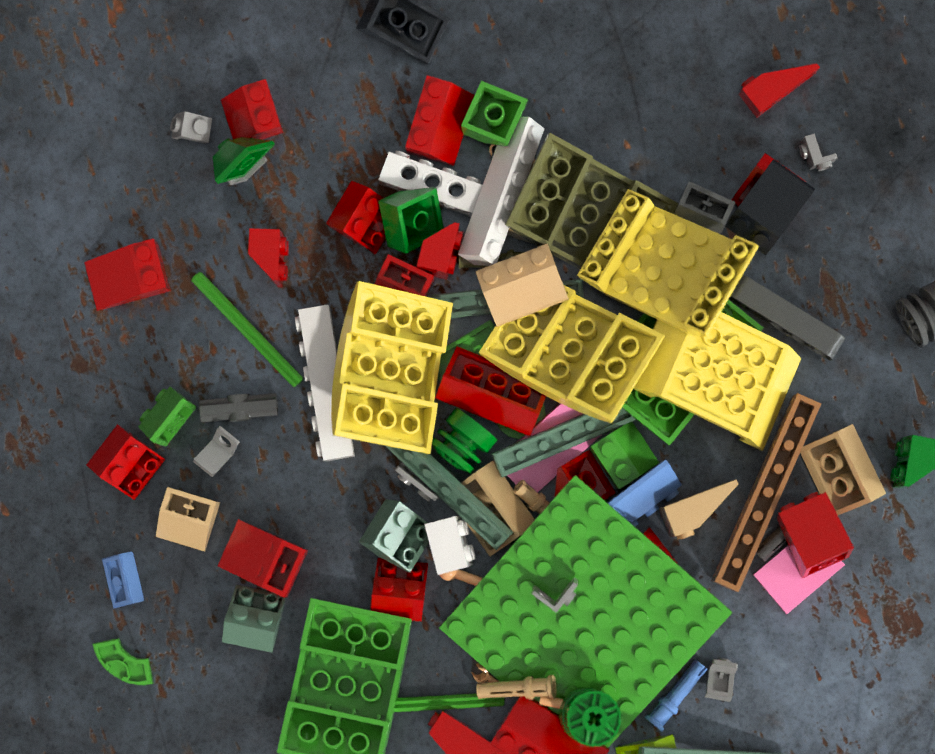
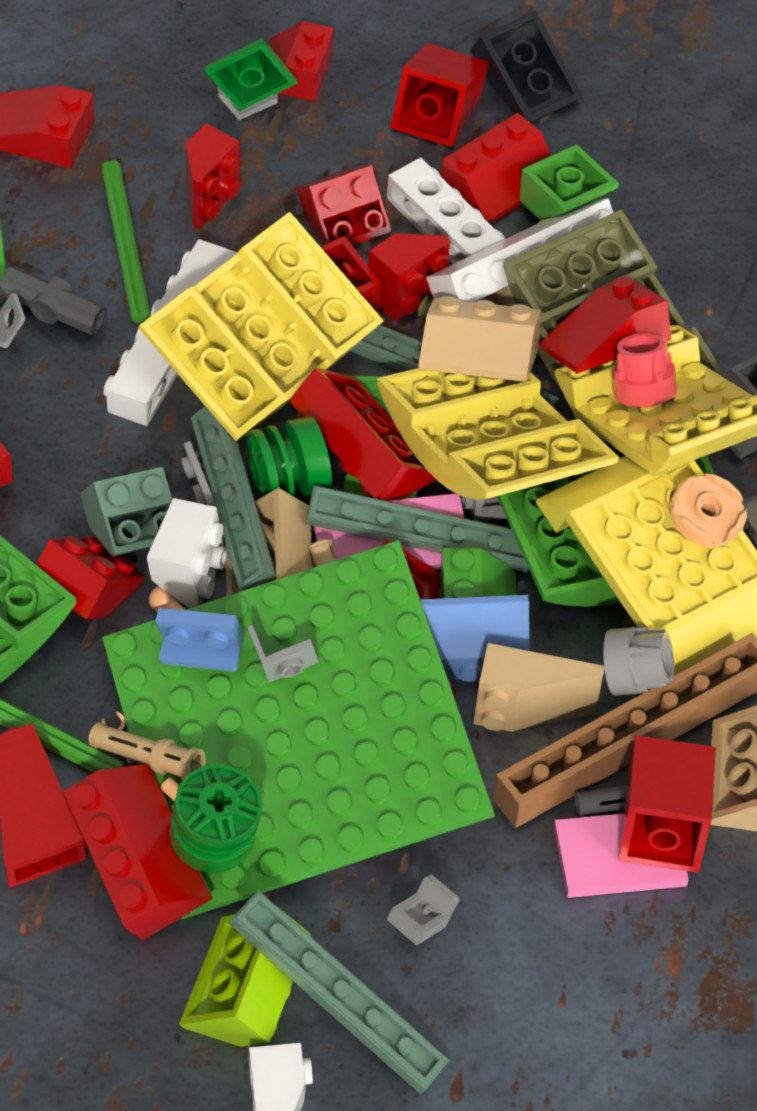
camera: 30 degrees right, 30 degrees down
(191, 127) = (218, 38): light grey bracket -> none
(361, 81) = (438, 94): none -> red slope
(410, 218) = (396, 210): green slope -> none
(506, 611) = (199, 639): none -> medium blue bracket
(594, 230) = (603, 320): none -> red slope
(642, 266) = (644, 371): none -> coral piece
(668, 705) = (331, 903): medium blue pin -> none
(747, 336) = (718, 499): none -> light nougat plate
(749, 459) = (637, 660): none -> light grey piece

